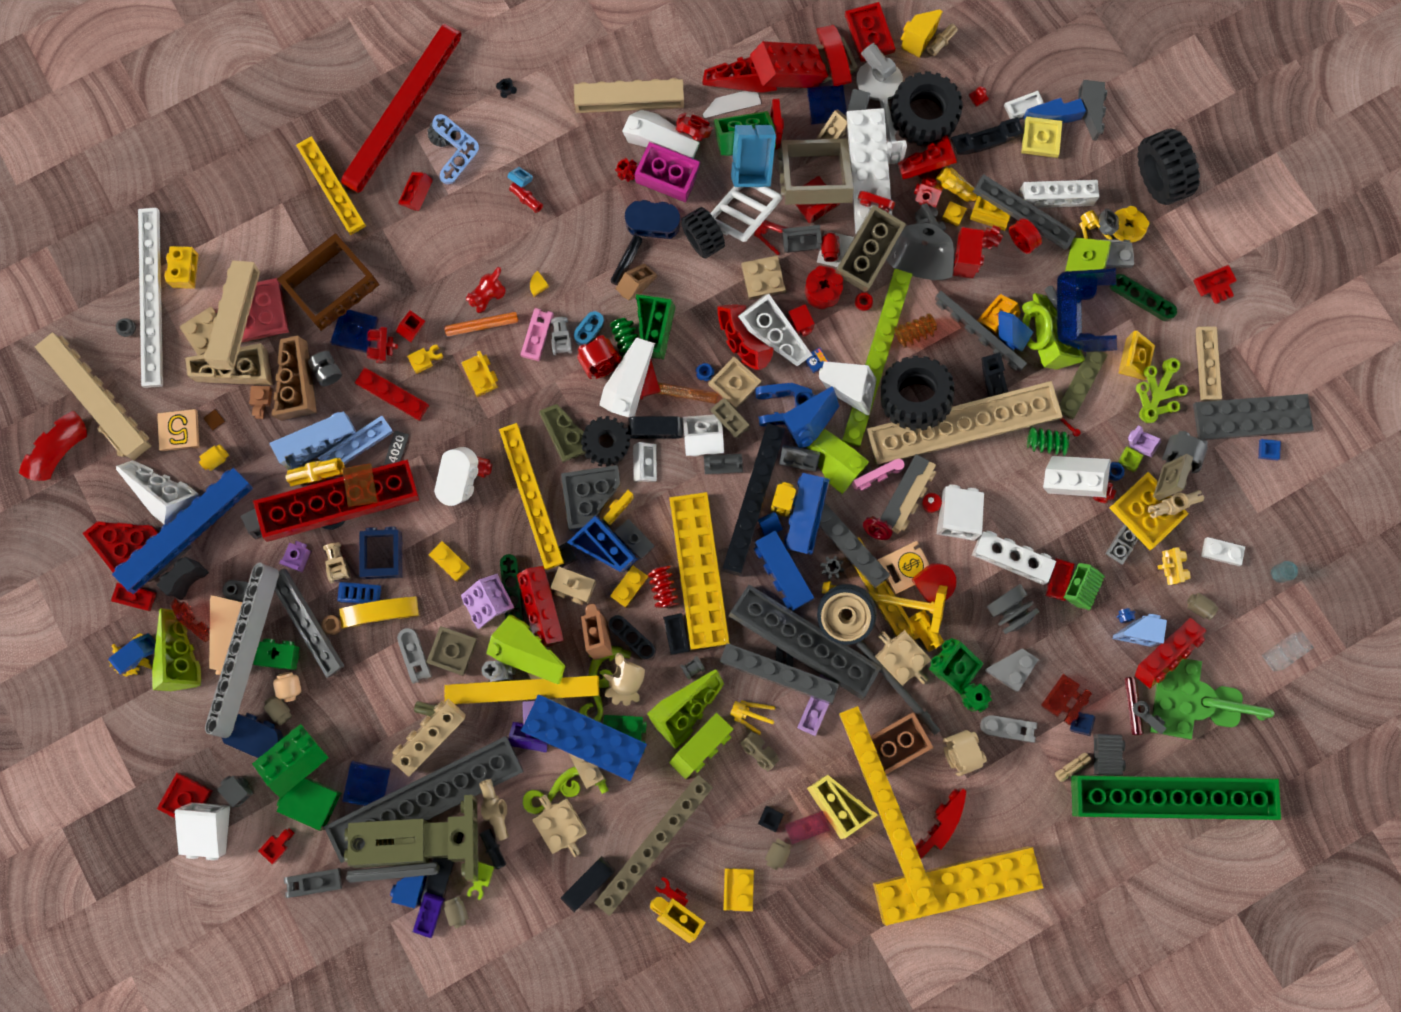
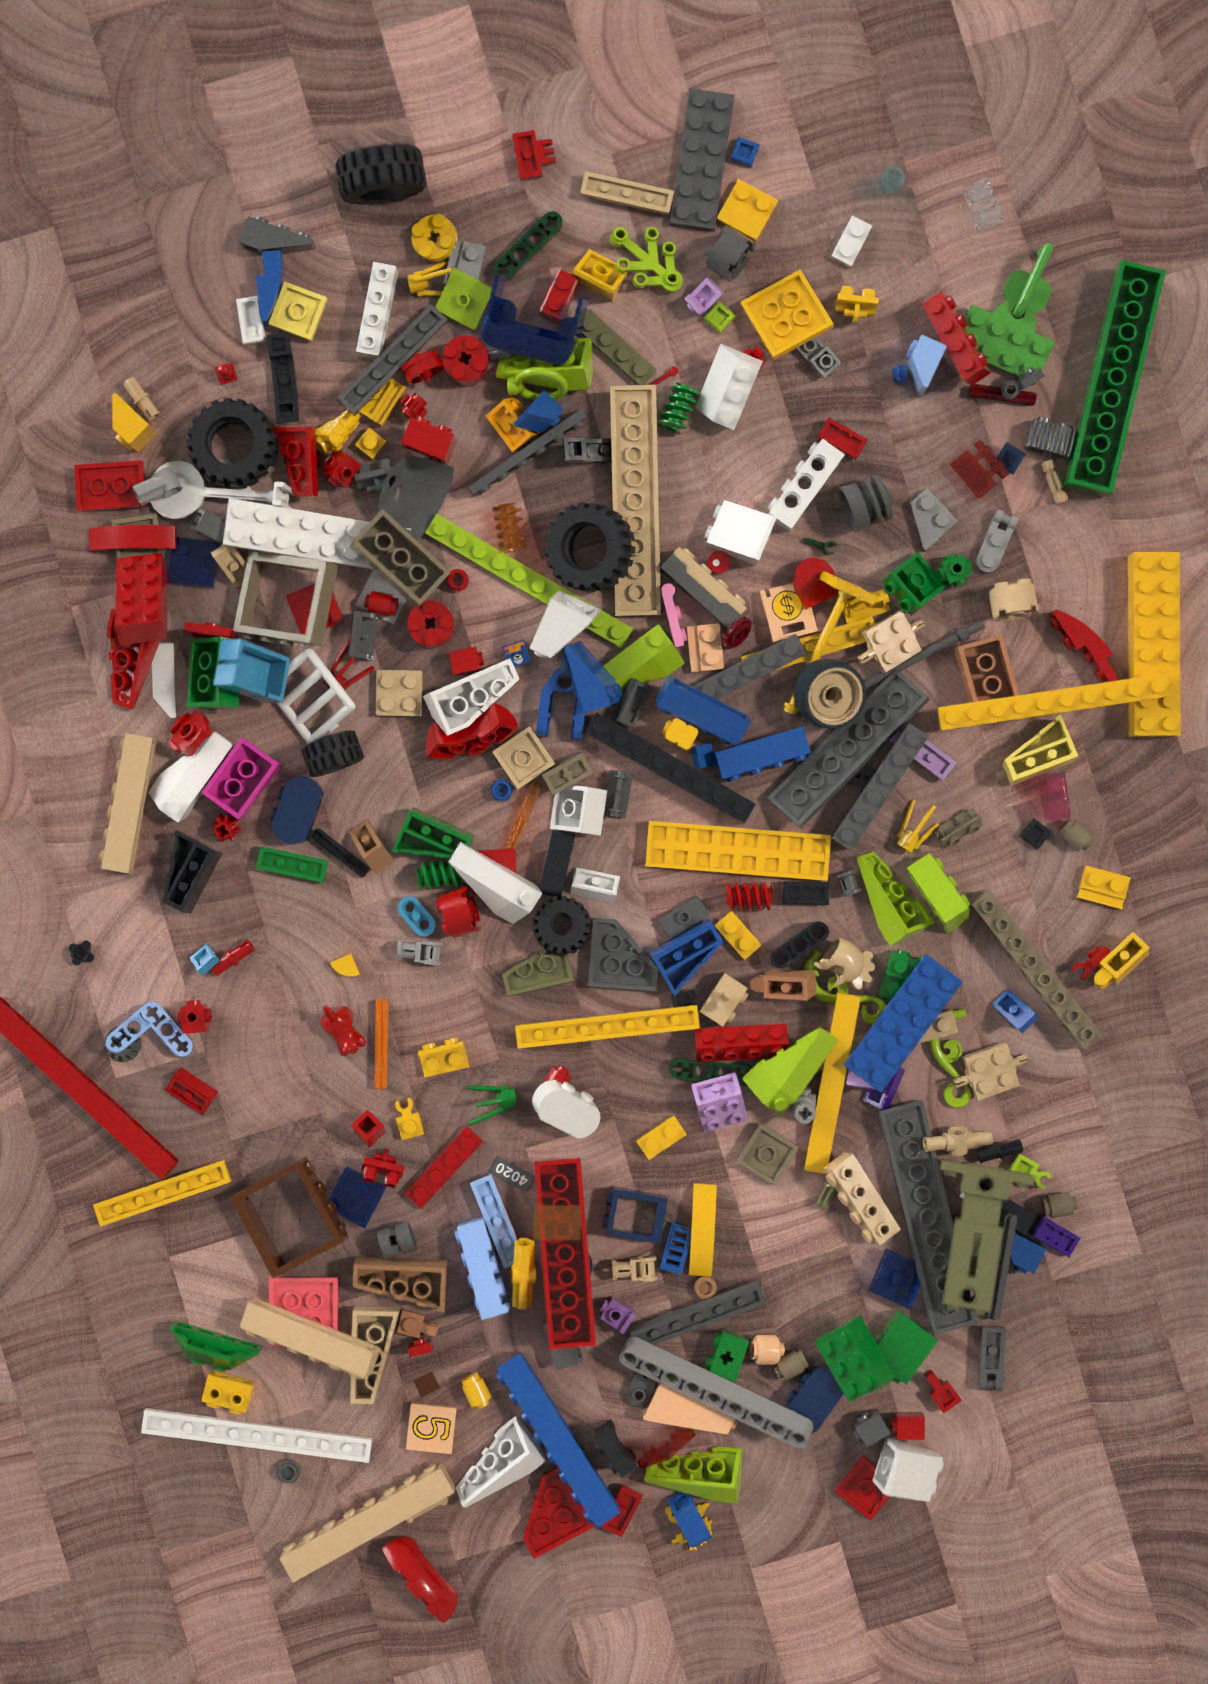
camera: 75 degrees left, 10 degrees up
(198, 330) = (314, 1379): tan plate -> none
(215, 246) = (212, 1347): none -> green wedge
(242, 406) = (420, 1346): none -> red plate
(242, 822) = (908, 1426): none -> red brick
(413, 655) = (761, 1199): light grey plate -> none
(457, 429) = (506, 1099): none -> green plant
(472, 178) = (186, 1019): none -> red brick
(536, 335) = (410, 980): bright pink plate -> none
(585, 149) = (189, 871): none -> black wedge
(587, 884) = (1061, 1053): black beam -> none
(609, 225) = (292, 864): none -> green plate
(615, 834) = (1014, 1011): none -> blue slope
(618, 507) = (643, 929): yellow plate -> none
(827, 569) = (763, 697): dark grey gear -> none
(858, 507) = (705, 648): none -> light nougat plate
(868, 199) = (349, 529): red plate -> none
(967, 583) = (821, 545): none -> dark green hand
(1048, 265) = (453, 362): none -> red brick
(1084, 586) = (857, 413): bright green brick -> none
(1107, 325) = (559, 297): none -> red brick
(1108, 222) = (432, 264): dark grey plate -> none
(1120, 471) = (730, 333): blue plate -> none
(1173, 477) = (757, 277): dark tan plate -> none
(1181, 499) = (788, 292): tan pin -> none
(1202, 606) = (909, 285): dark tan brick -> none
(1223, 462) = (747, 210): none -> yellow plate

